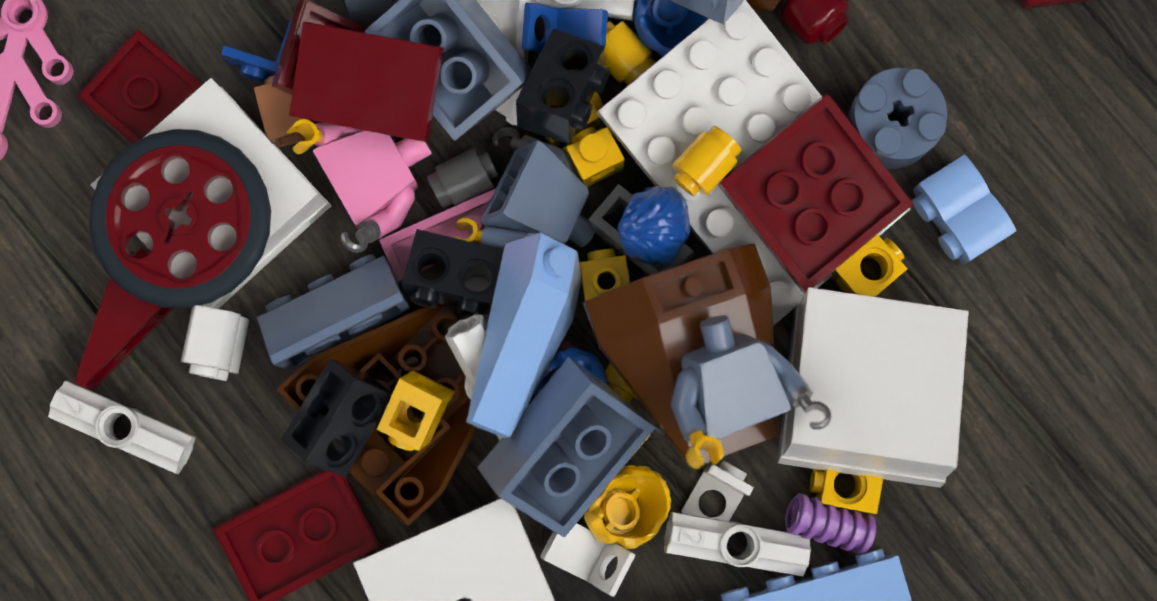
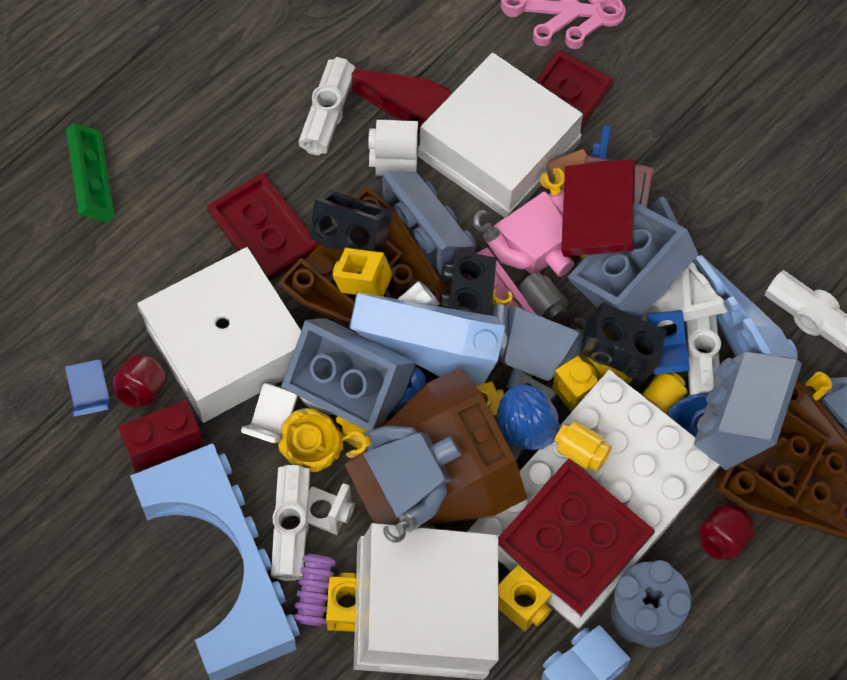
camera: 85 degrees right, 20 degrees down
(216, 270) = (488, 144): wedge -> none

